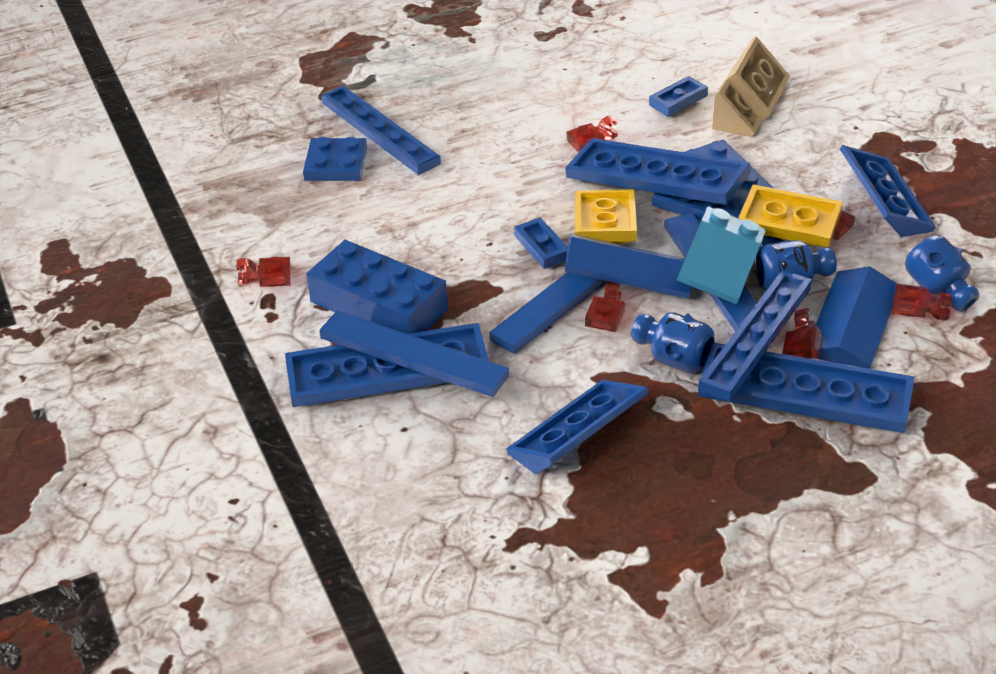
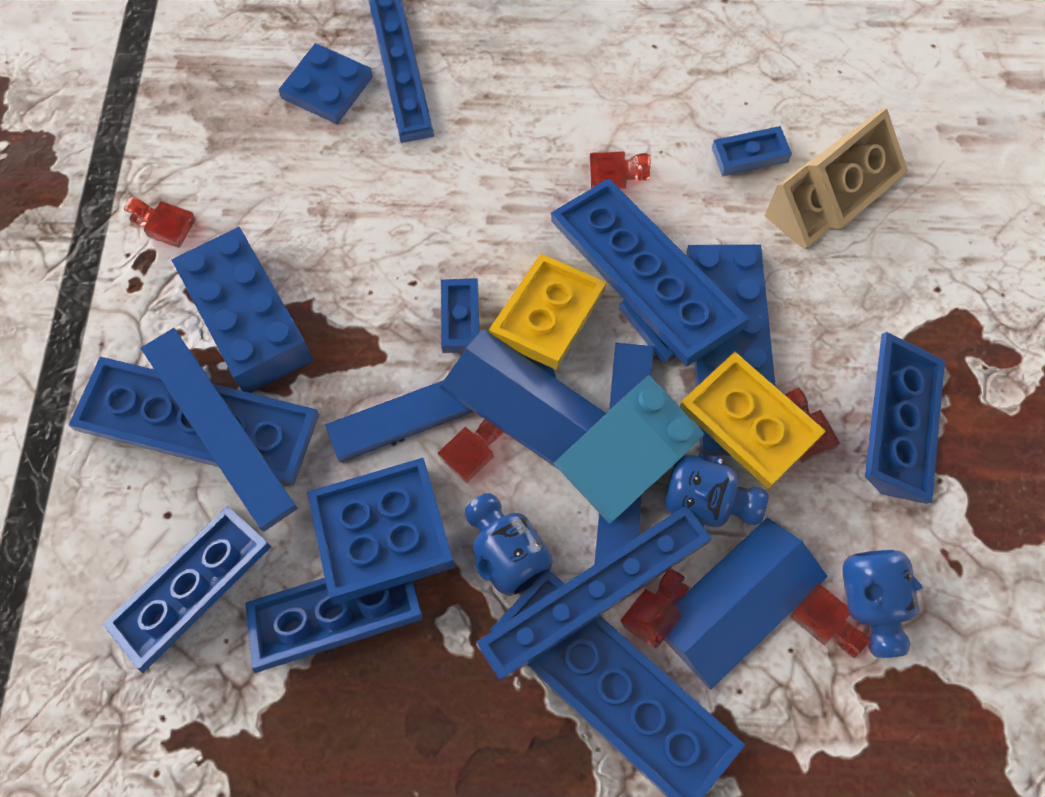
camera: 25 degrees right, 25 degrees up
(456, 453) = (185, 588): none -> blue slope
(578, 365) = (379, 531): none -> blue plate

